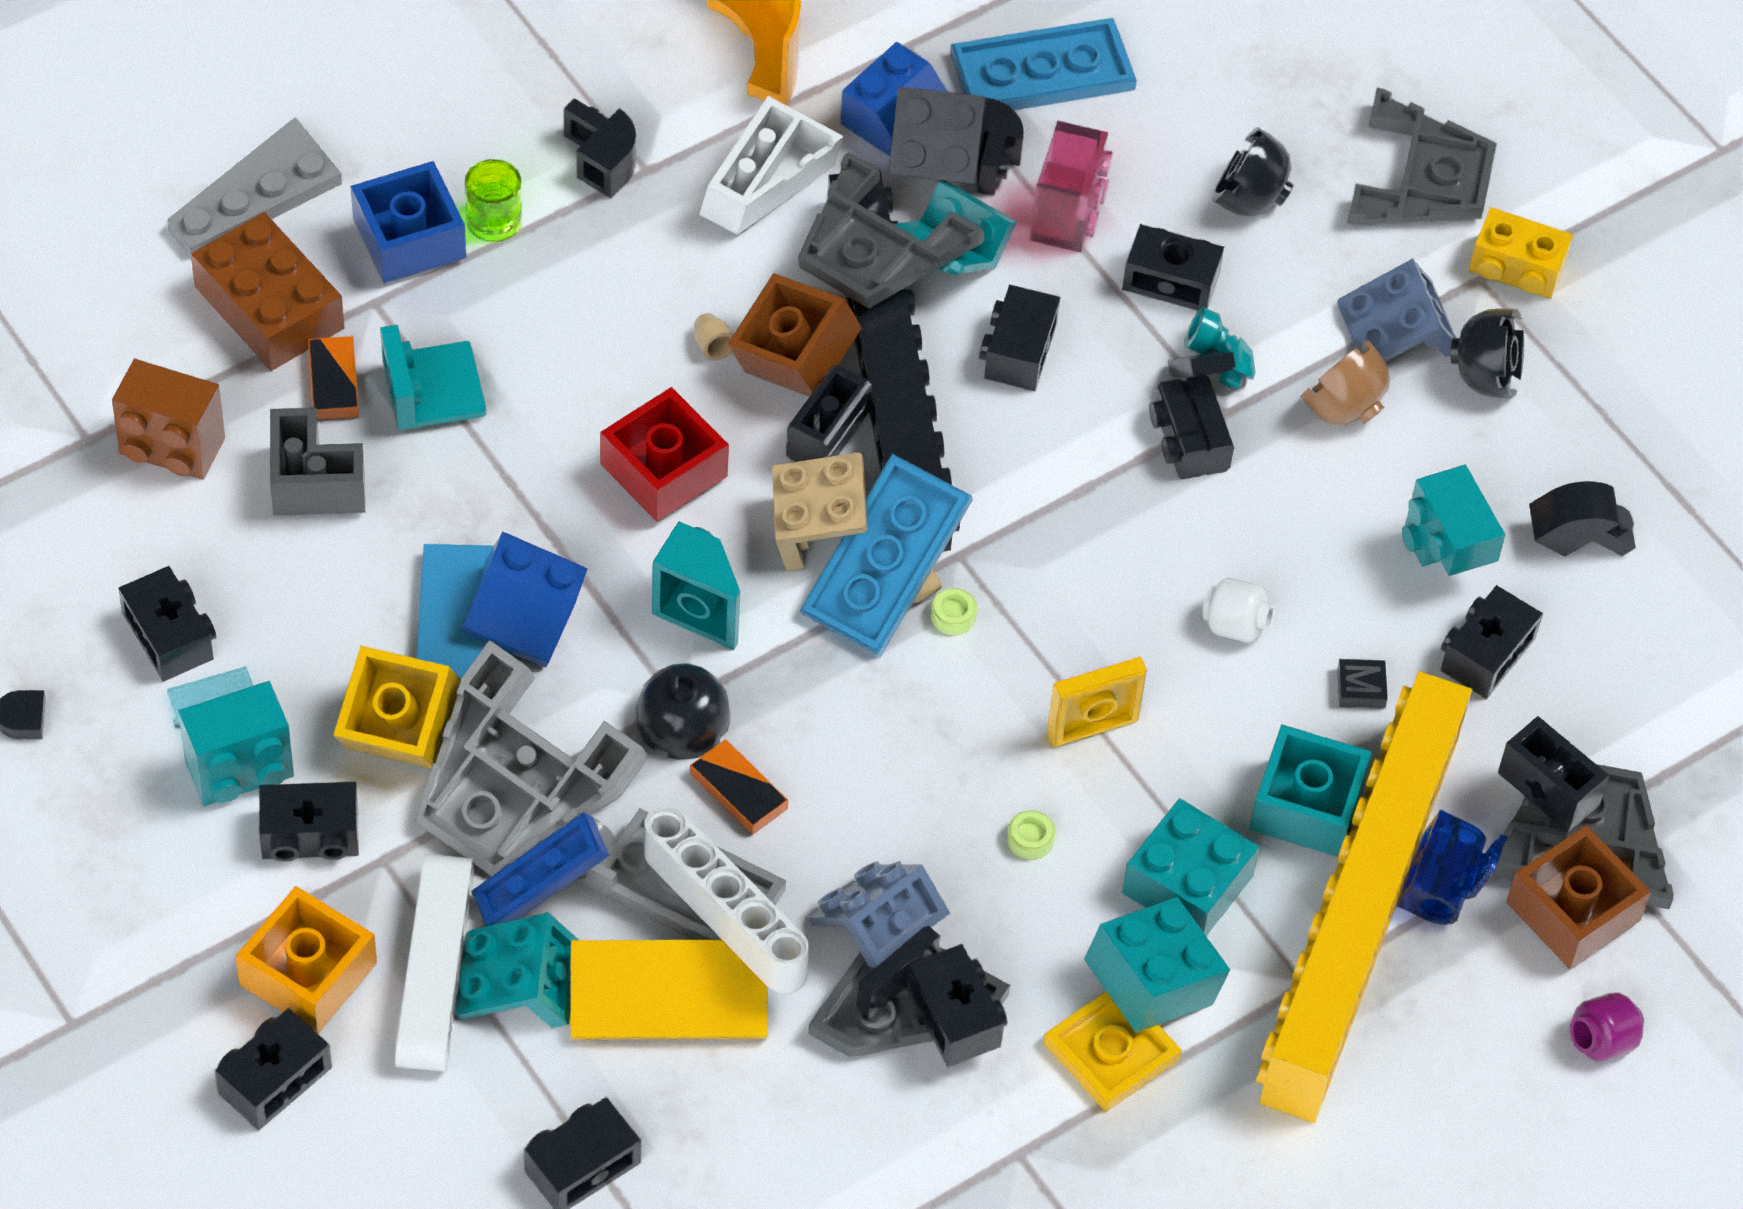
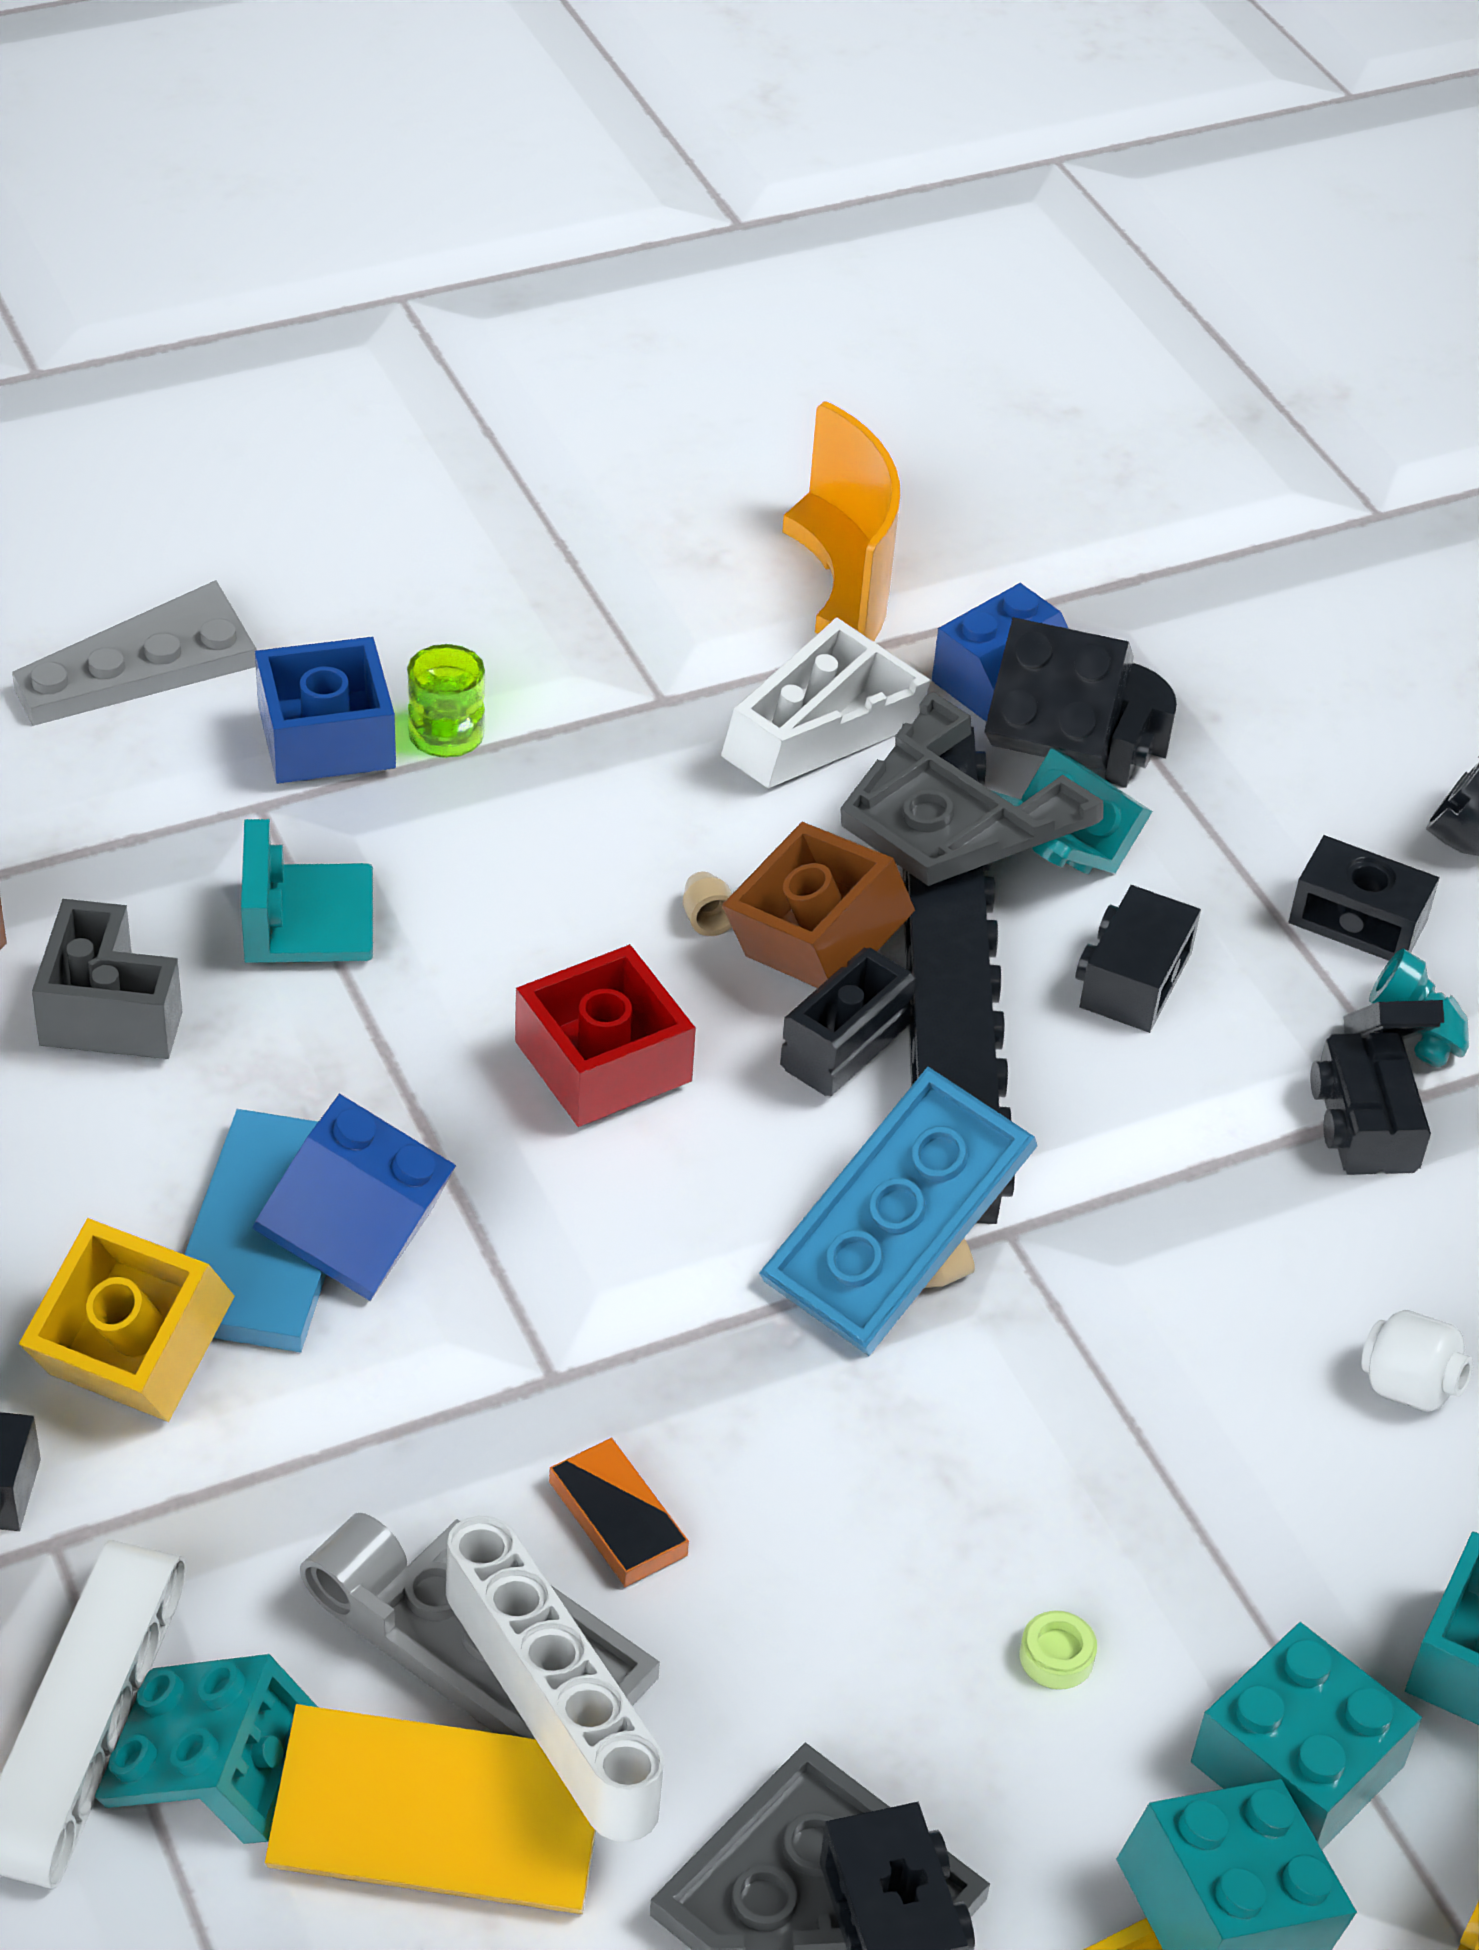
camera: 10 degrees right, 10 degrees down
(267, 290) = (115, 768): dark orange brick -> none
(333, 377) = (175, 887): black tile -> none
(505, 785) = (261, 1455): light grey wedge -> none
(541, 871) = (278, 1590): blue tile -> none
(606, 146) = (607, 661): black brick -> none
(683, 711) = (556, 1388): black cylinder -> none
(696, 585) = (608, 1211): teal slope -> none
(816, 503) = (807, 1122): tan bracket -> none
(882, 908) = (805, 1730): sand blue bracket -> none
(891, 975) = (795, 1837): black tile -> none
(953, 611) = (987, 1306): yellowish green tile -> none
(1046, 65) = (1224, 645): dark azure tile -> none
(1071, 187) = (1232, 779): clear pink brick -> none
(1096, 702) = (1185, 1458): yellow tile -> none

